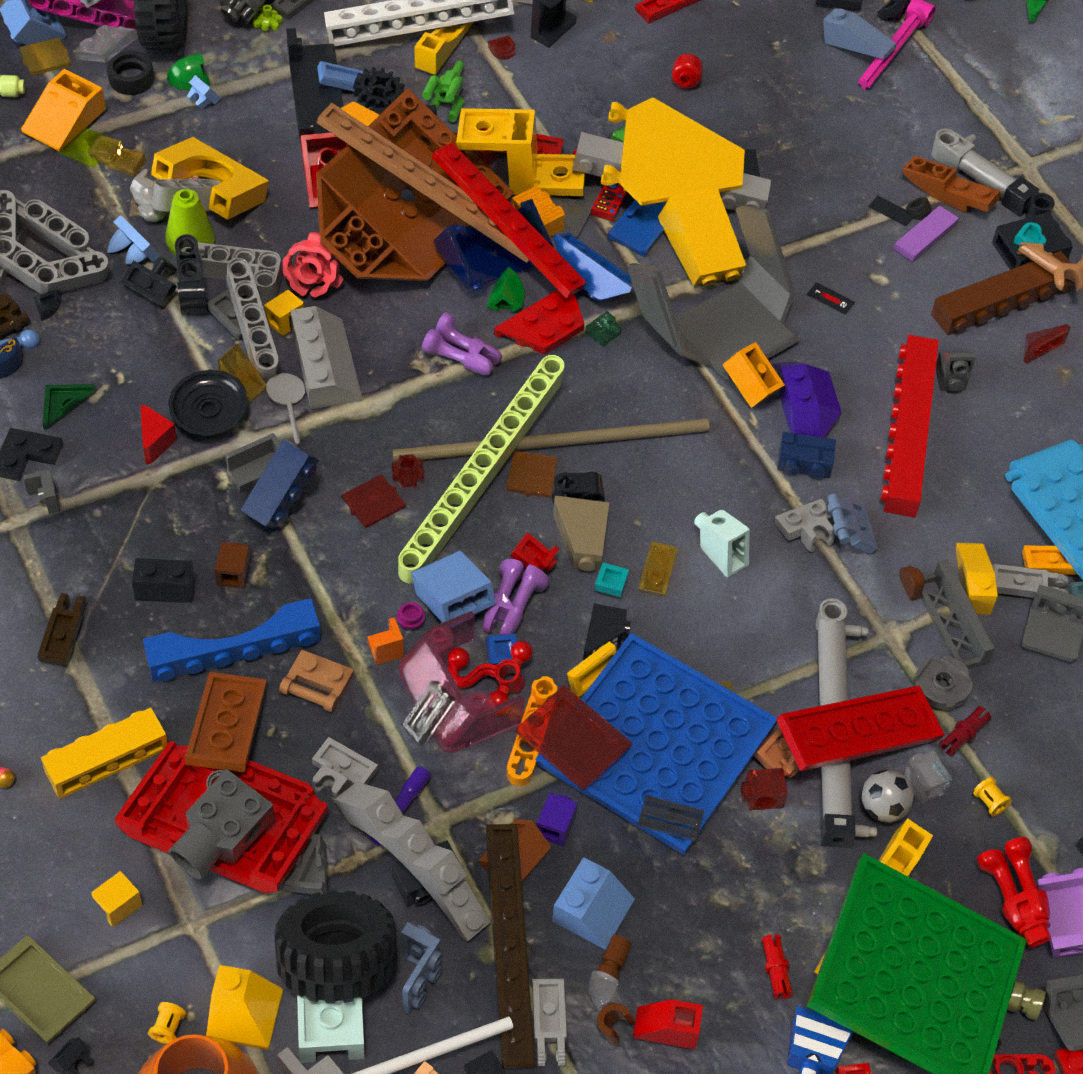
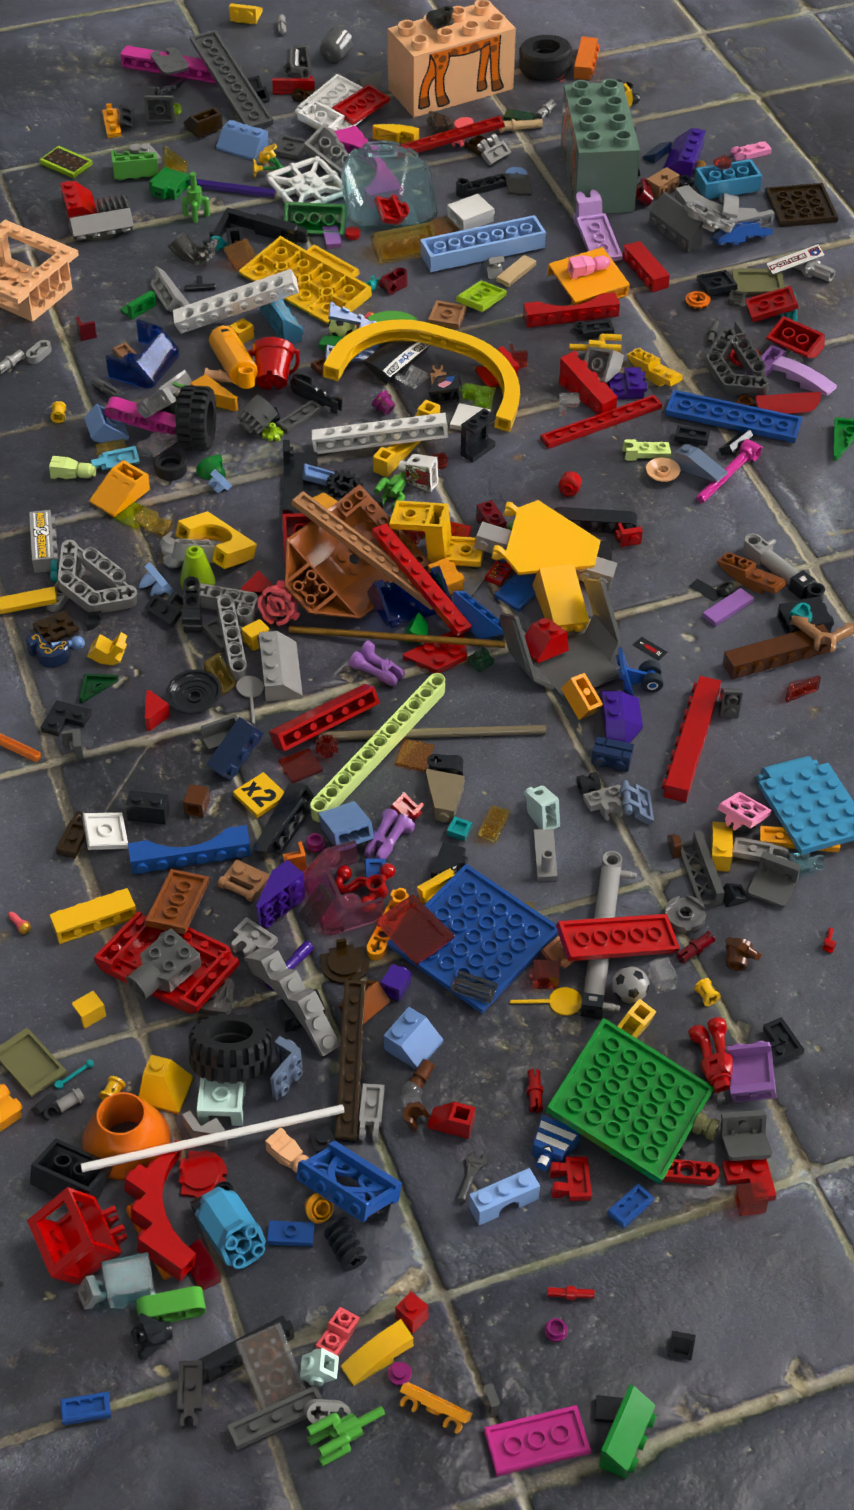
camera: 10 degrees right, 5 degrees down
(45, 68) = (112, 458): none -> medium azure hinge
(76, 350) = (107, 651): none -> yellow brick
(86, 1019) = (60, 1084): none -> teal hinge
(105, 621) = (105, 831): none -> white tile
(106, 1043) = (70, 1100): none -> light grey pin
(278, 238) = (257, 583): none -> red slope
(322, 549) = (259, 795): none -> yellow tile
(364, 584) = (286, 819): none -> black wedge
(377, 695) = (281, 893): none -> dark purple slope
(398, 429) = (324, 717): none -> red brick
(466, 303) = (397, 636): none -> pearl gold piece
(478, 794) = (344, 962): none -> dark brown piece
(482, 63) = (421, 471): none -> torso
(586, 119) = (490, 514): none -> dark red brick
(693, 295) = (546, 640): none -> red slope
(736, 609) = (545, 855): none -> light grey piece
(738, 120) = (598, 519): none -> black beam
(777, 141) = (628, 536): none -> red bracket
(778, 500) = (588, 783): none -> black wheel
(780, 18) = (645, 450): none -> yellowish green plate
(793, 825) = (562, 1001): none -> yellow piece
(809, 45) = (663, 469): none -> light nougat dish
(835, 336) = (648, 674): none -> plate
(1000, 529) = (743, 812): none -> bright pink piece
(1005, 649) = (734, 895): none -> black slope
(1027, 736) = (738, 953): none -> reddish brown piece

